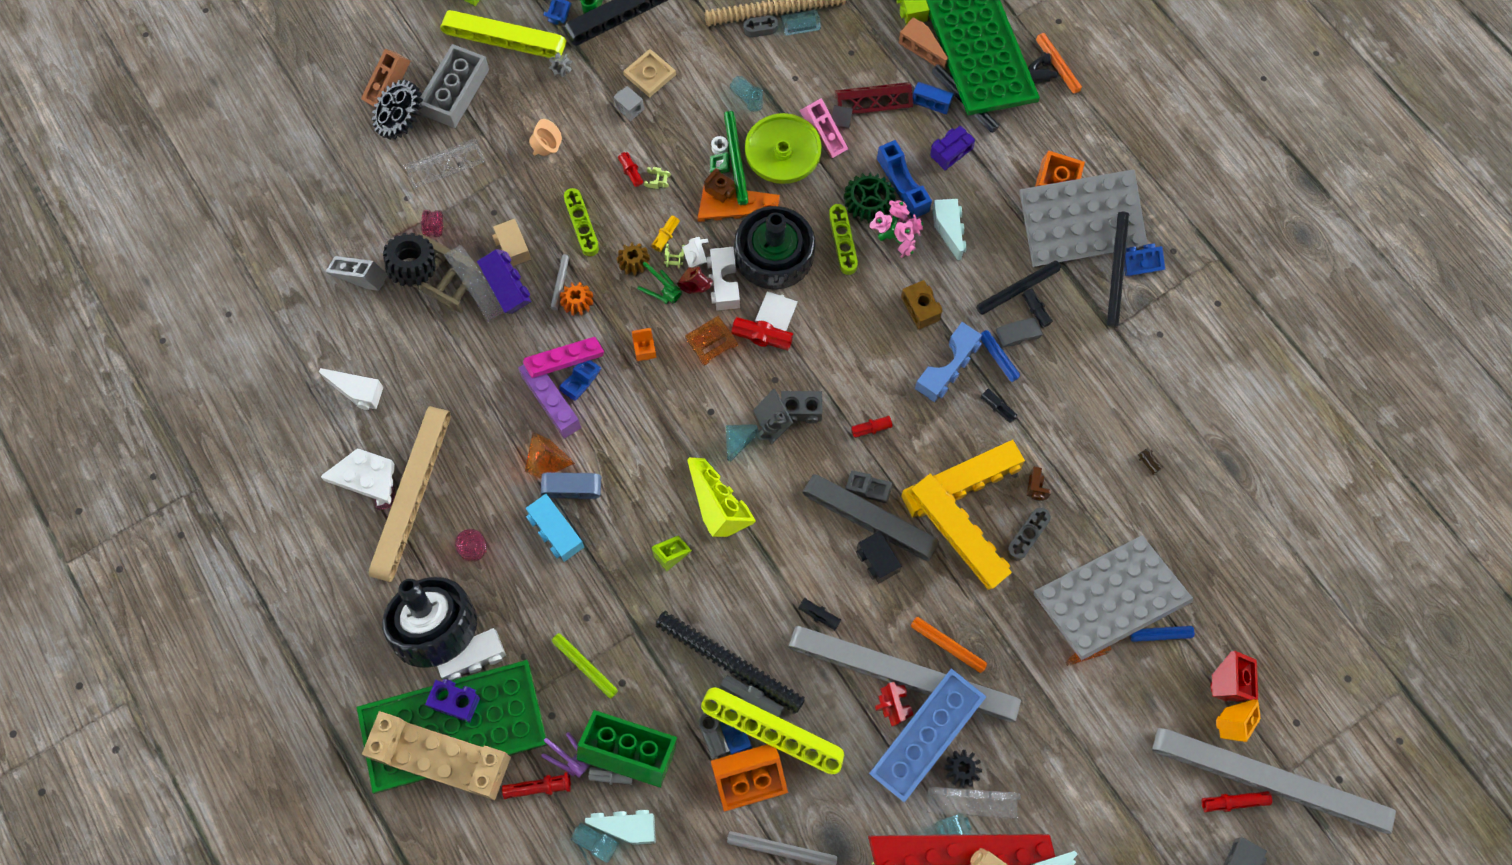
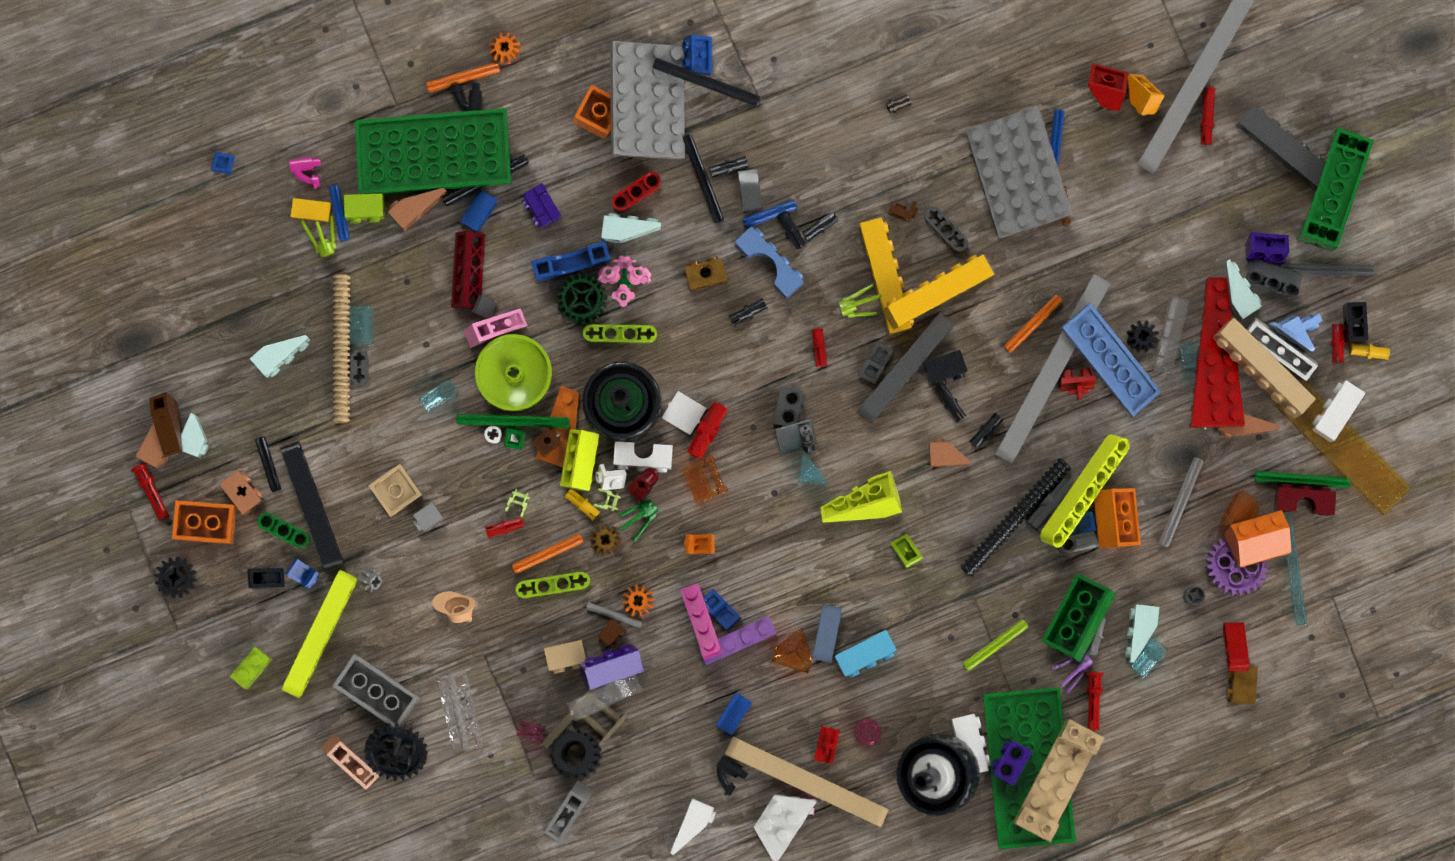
camera: 85 degrees left, 15 degrees up
(415, 420) = (733, 769): none -> black plant
(450, 504) = (826, 745): none -> red hips
(474, 407) = (733, 713): none -> blue panel
(540, 280) = (611, 634): none -> reddish brown brick
(612, 212) = (547, 553): none -> orange axle
(708, 221) = (579, 460): none -> neon yellow brick
(784, 573) = (945, 454): none -> nougat slope
(841, 571) = (950, 403): none -> black pin
(893, 351) = (748, 312): none -> black pin
(923, 448) = (848, 305): none -> lime plant
(987, 379) = (792, 230): none -> black axle
(993, 235) = (641, 184): none -> red beam
(1097, 90) = (497, 50): none -> orange gear

